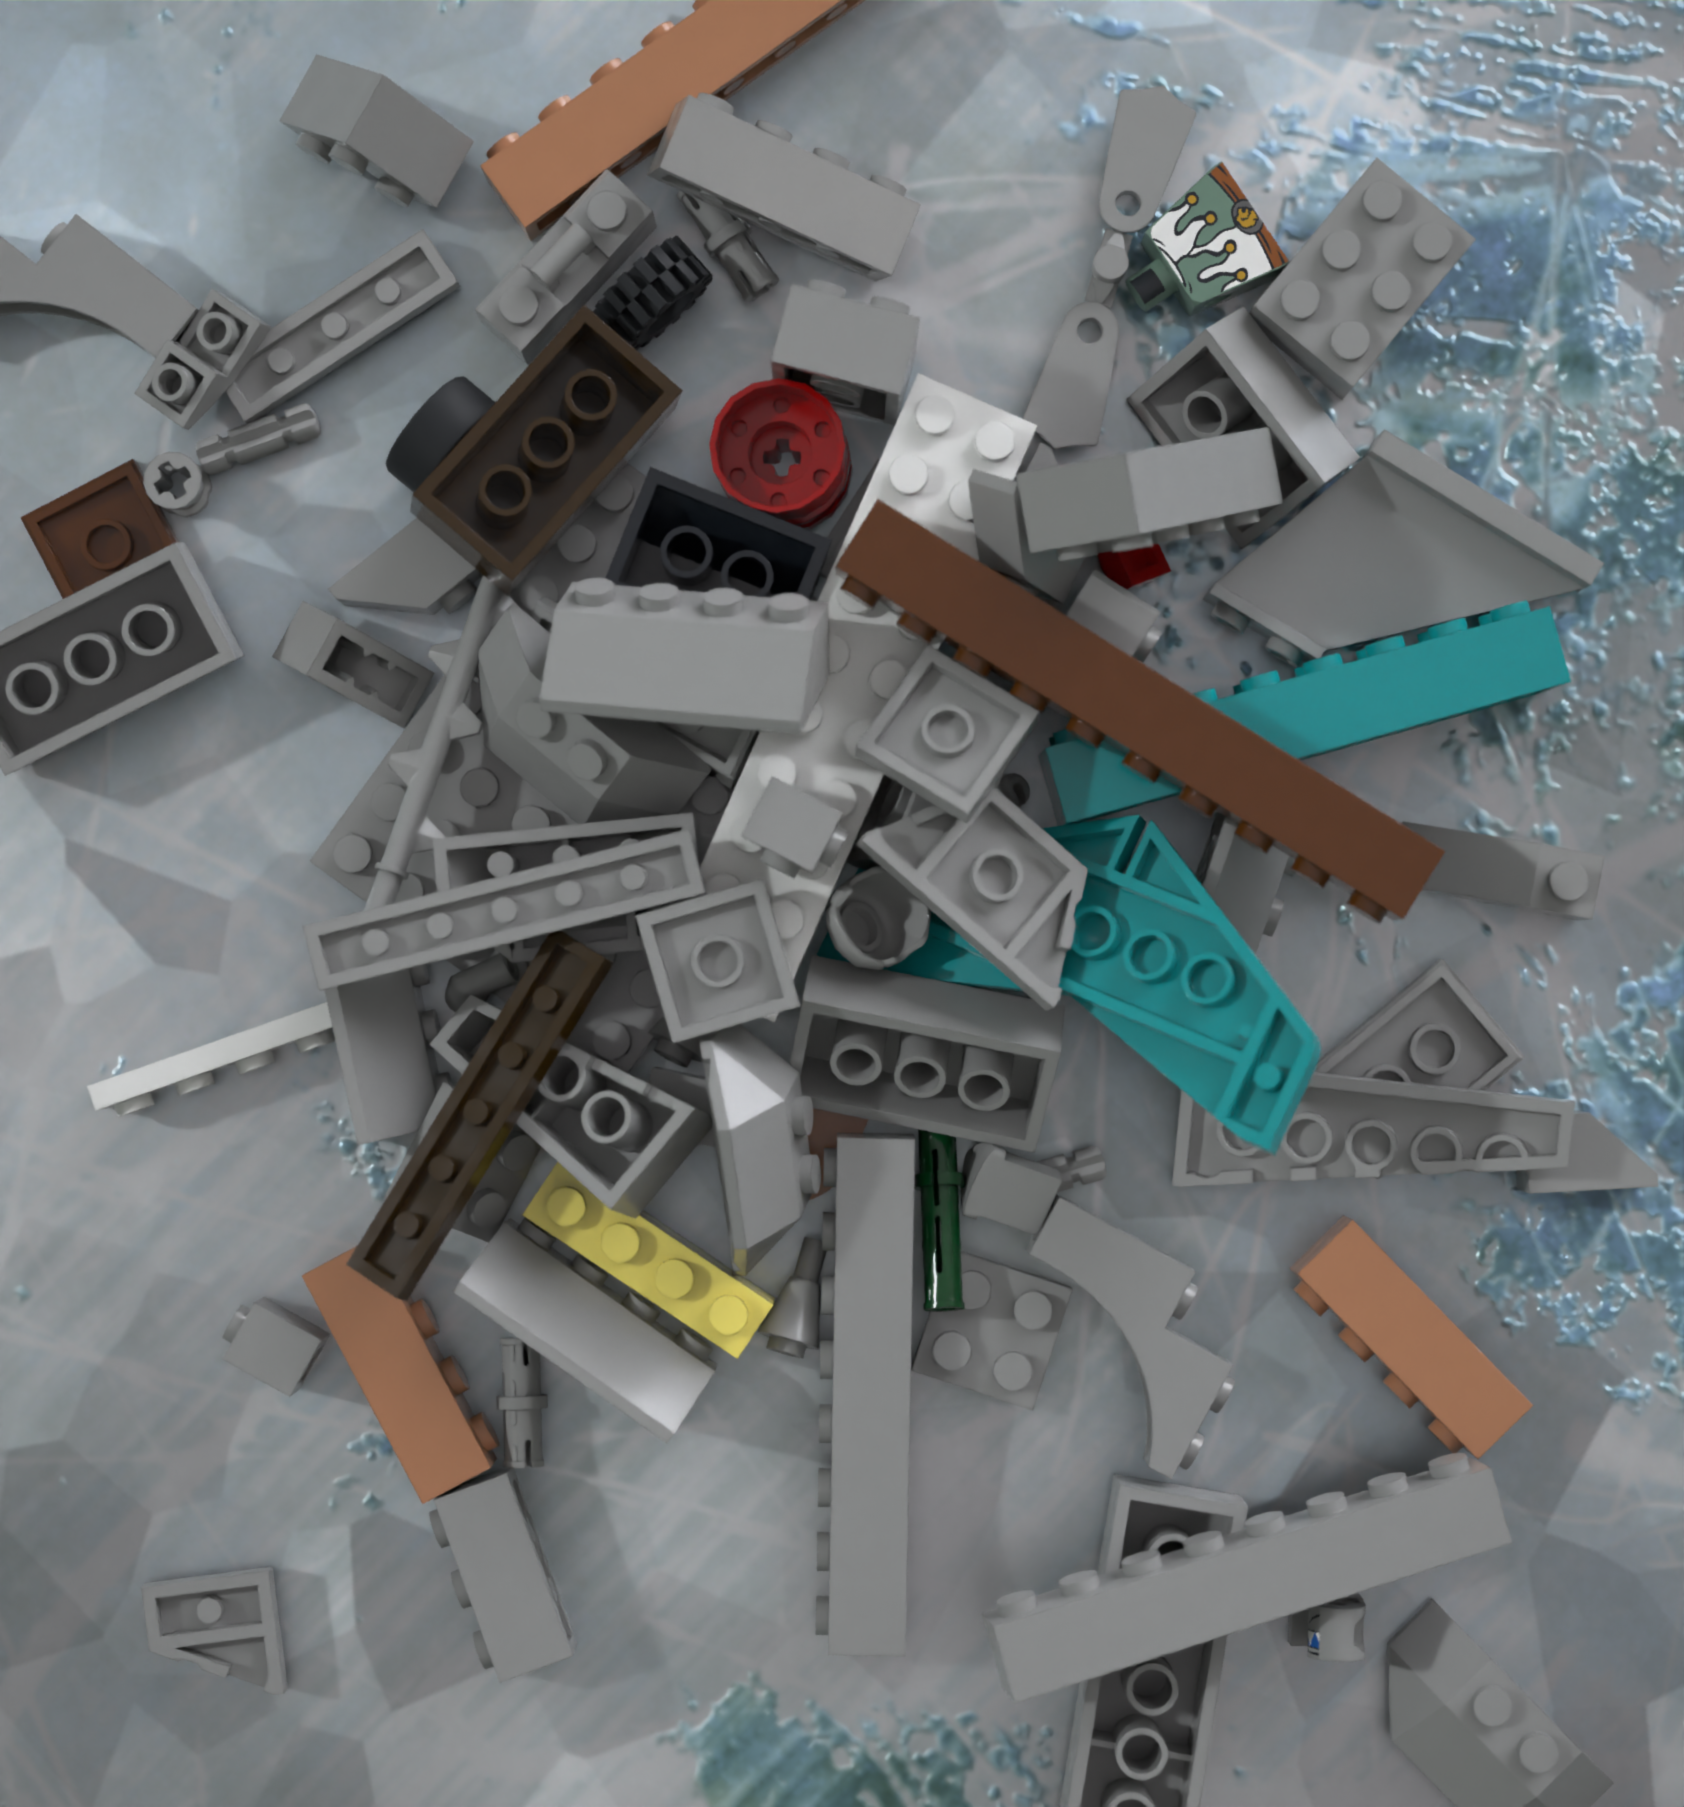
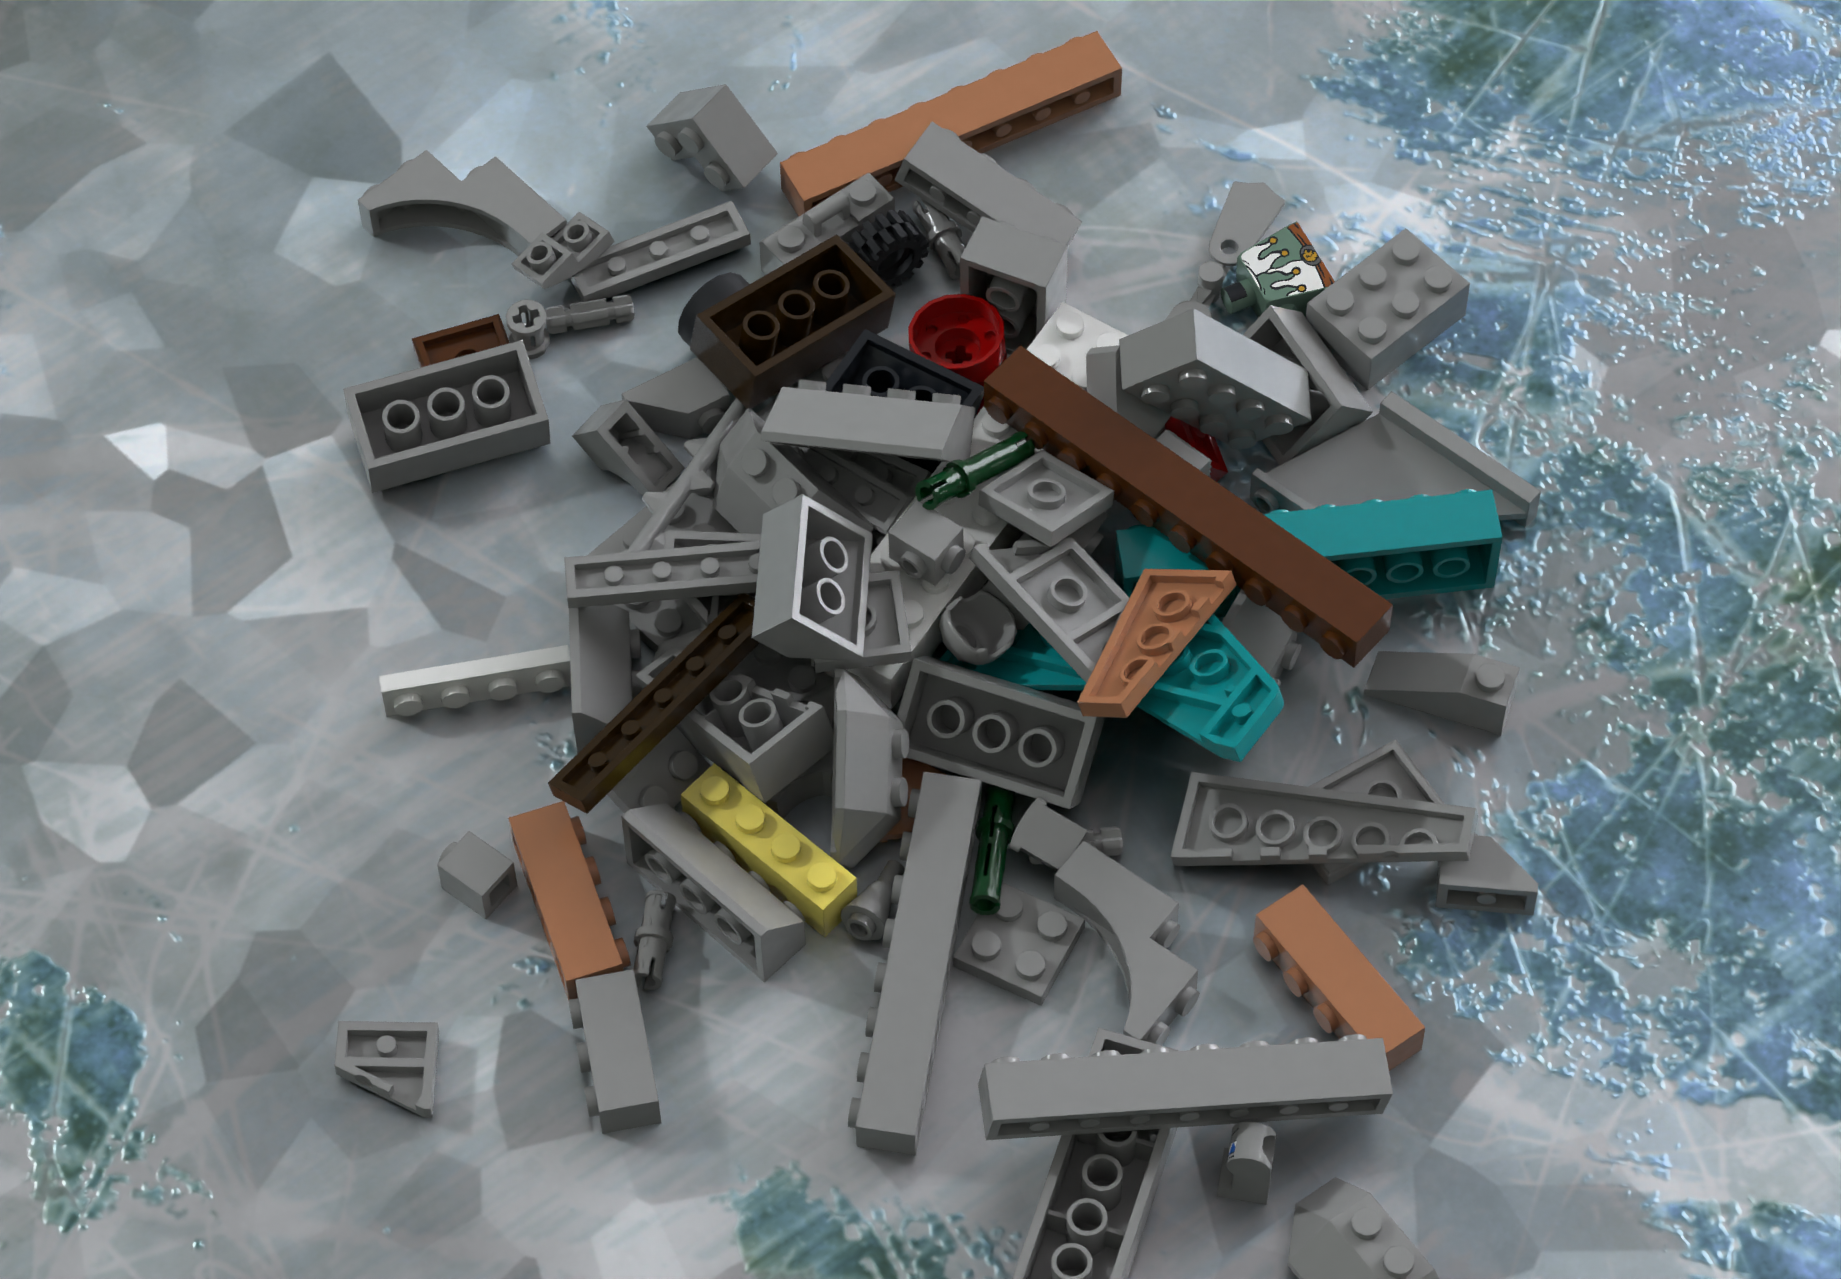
camera: 10 degrees right, 30 degrees down
(650, 937) = (812, 582): none -> light grey slope
(829, 728) = (962, 477): none -> dark green pin
(1123, 928) = (1150, 634): none -> nougat wing

